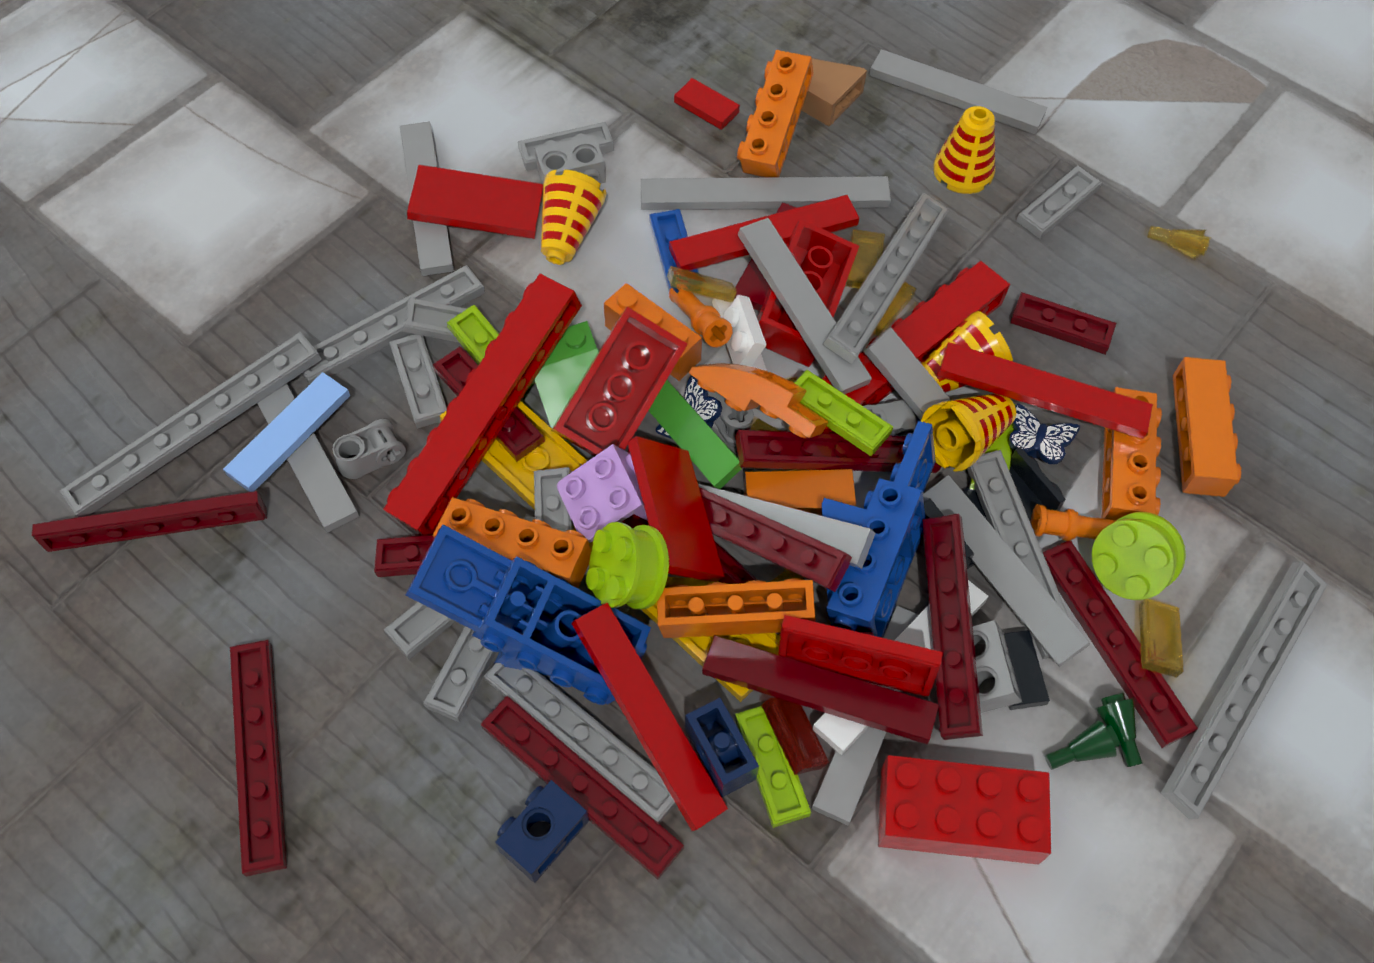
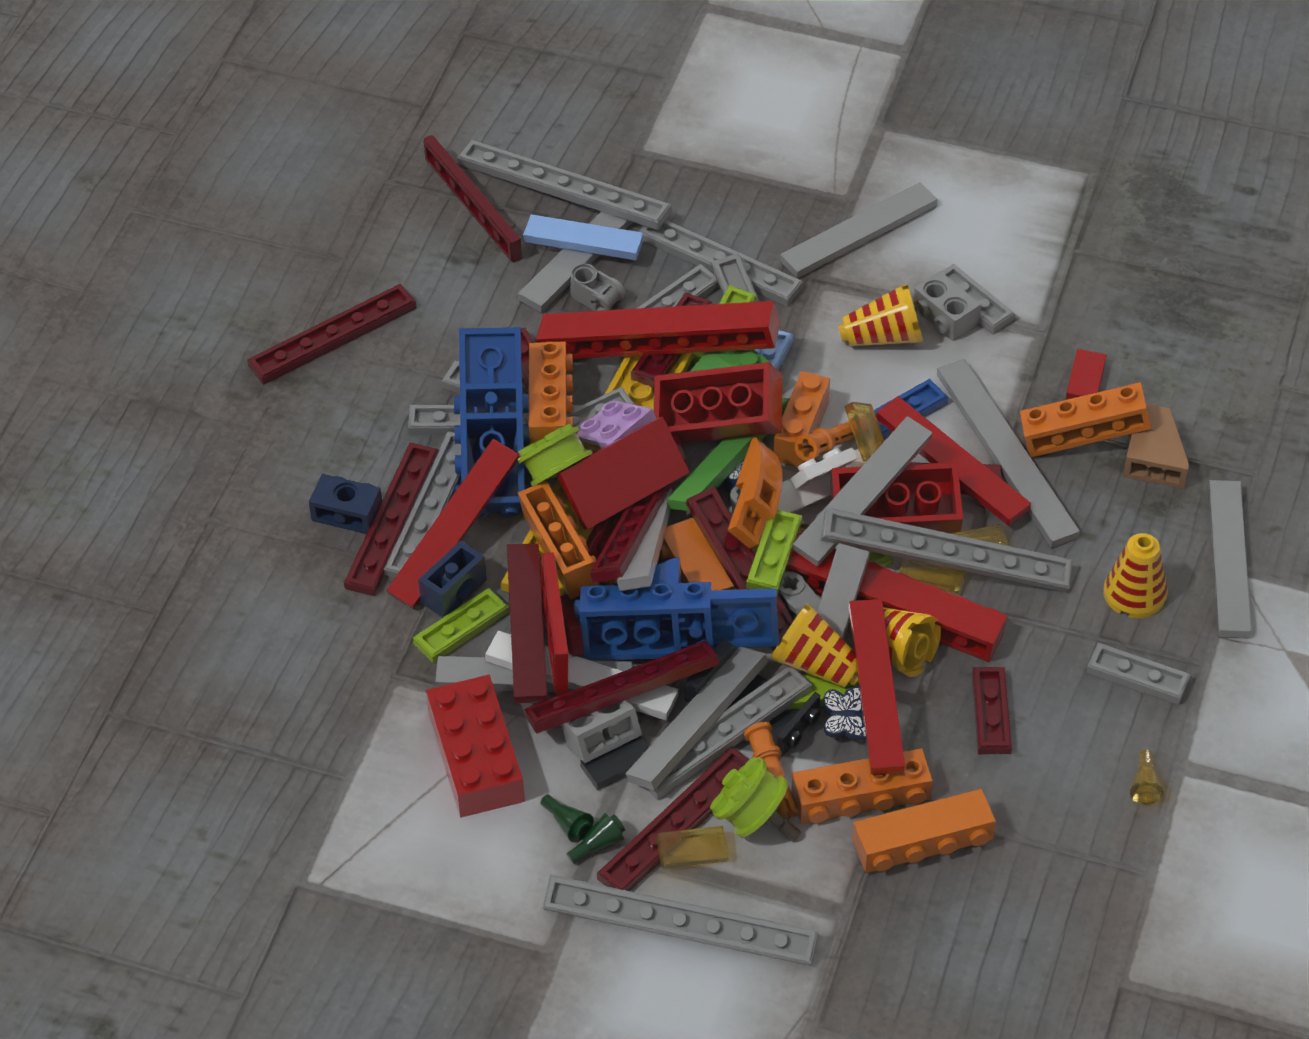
camera: 70 degrees right, 10 degrees down
(475, 201) = (865, 254): red tile -> none
(795, 735) = (481, 630): clear red tile -> none

